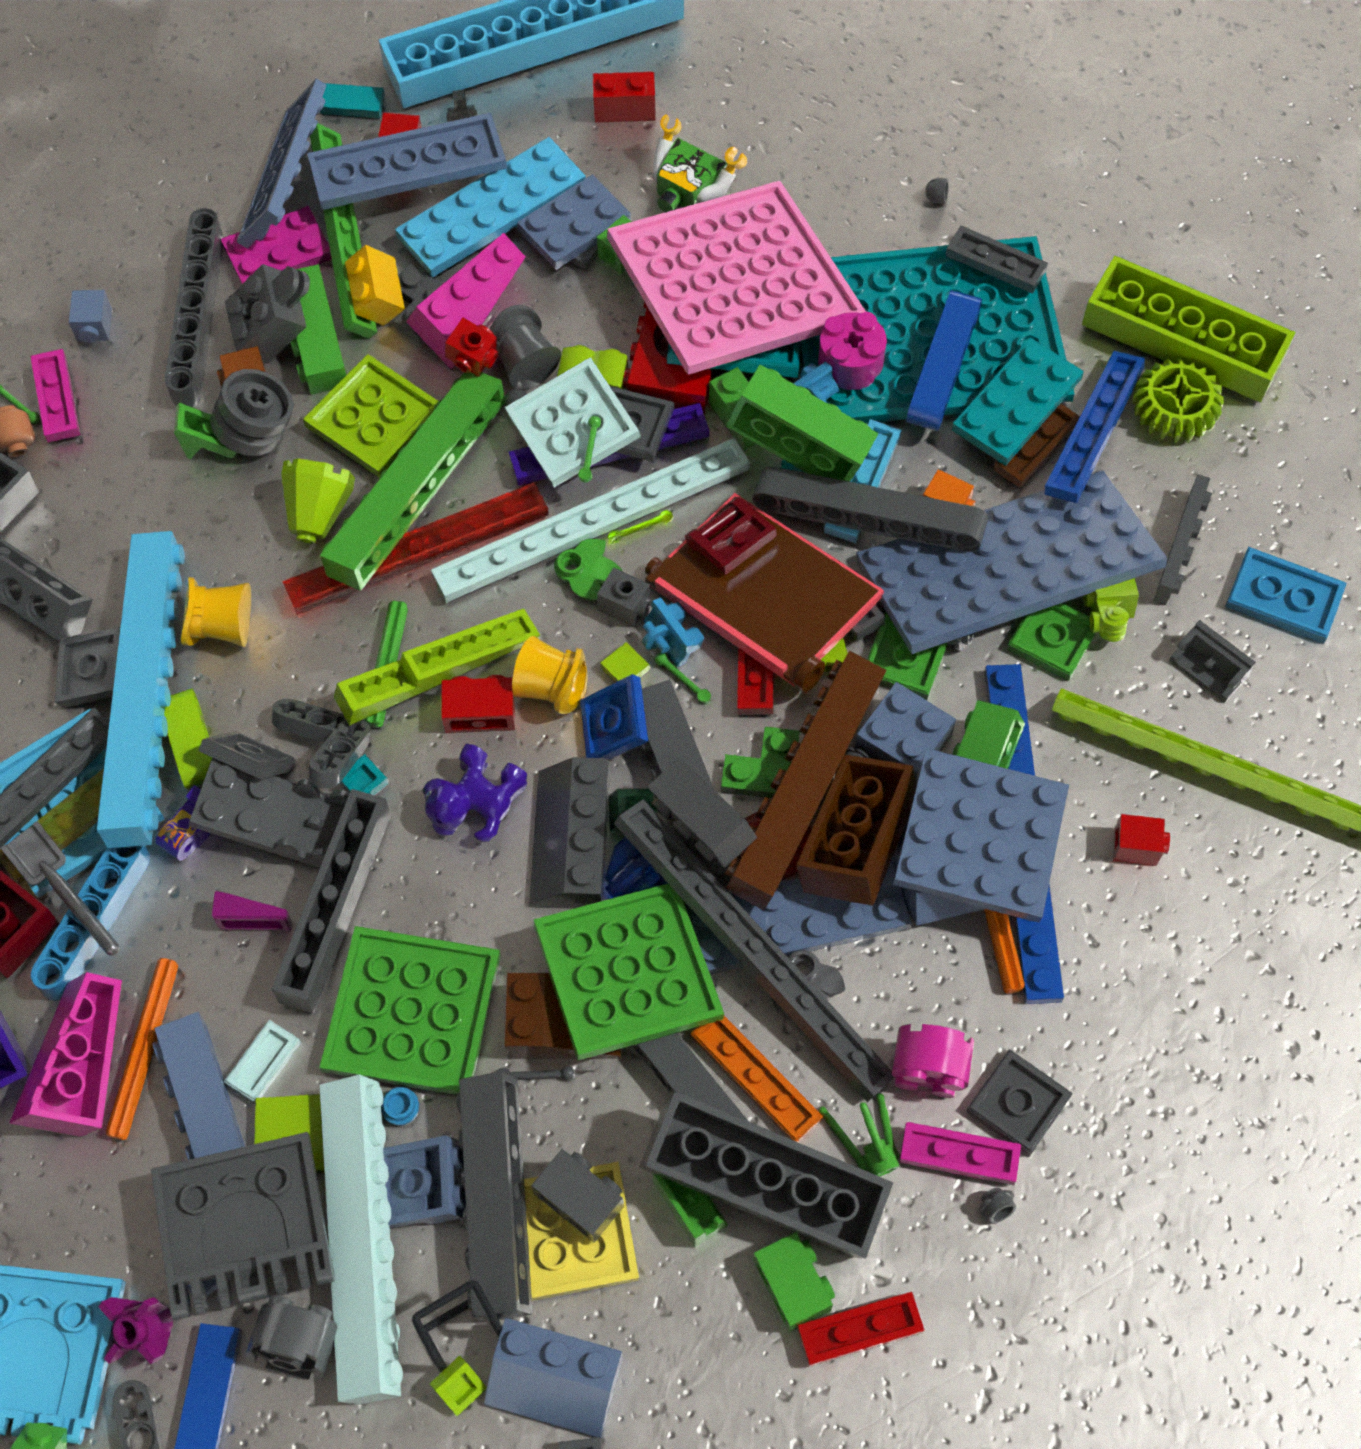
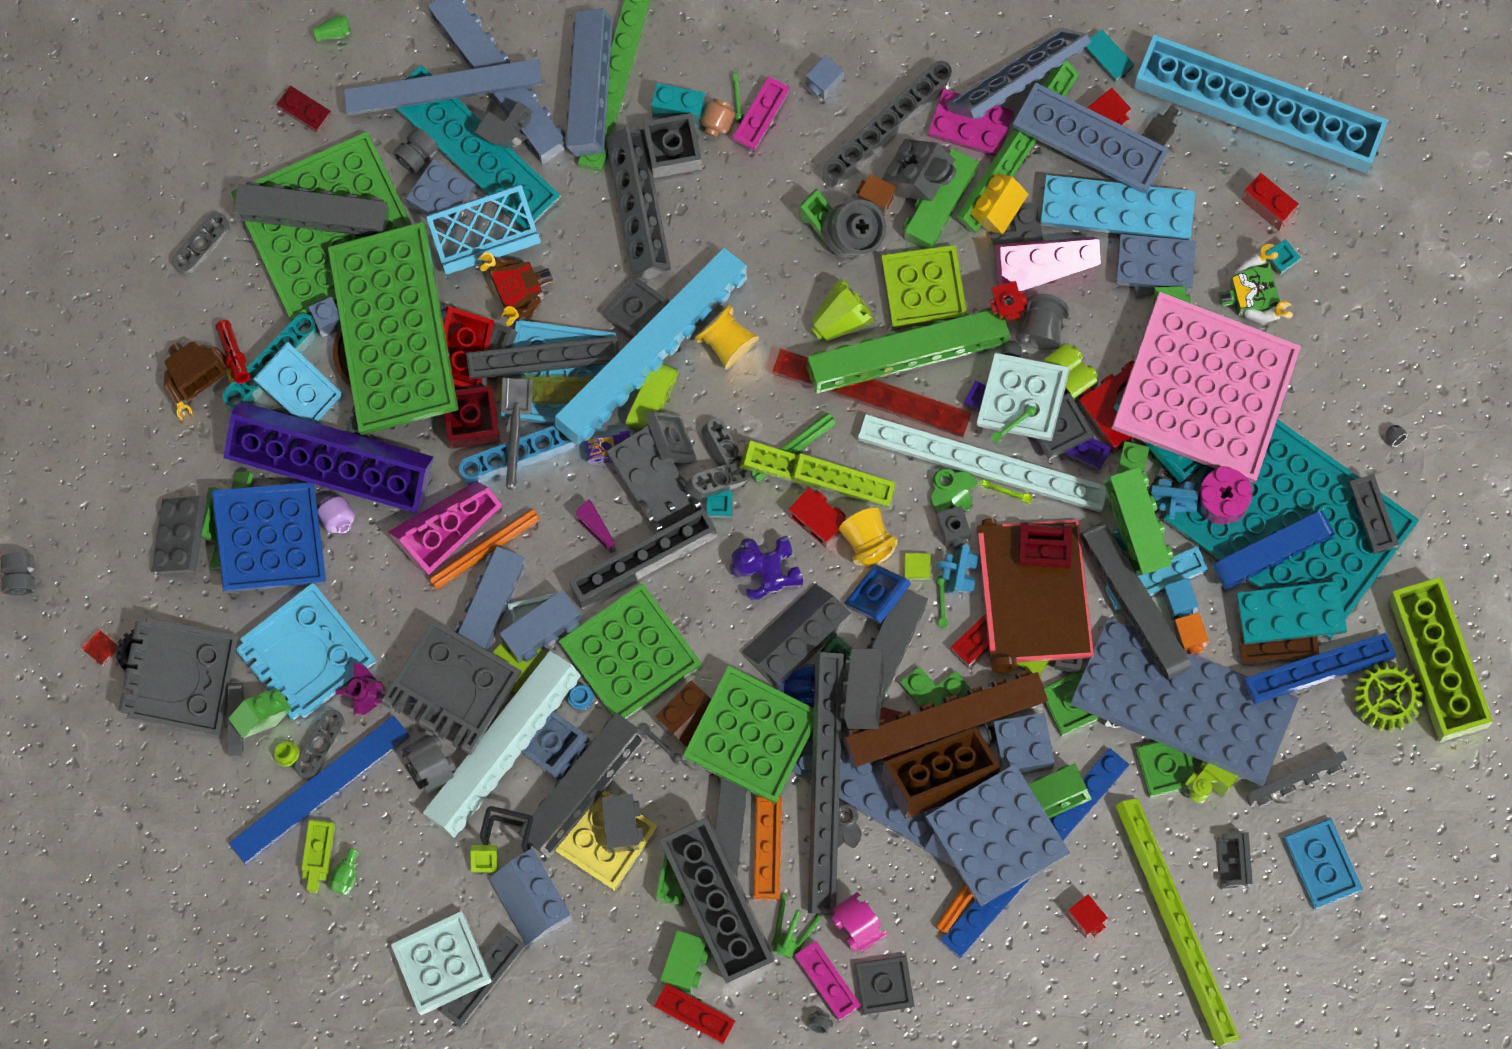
camera: 45 degrees right, 10 degrees up
(285, 1069) = (541, 627): none -> sand blue brick
(689, 130) = (1286, 257): none -> teal plate
(905, 474) = (1180, 599): none -> dark azure brick

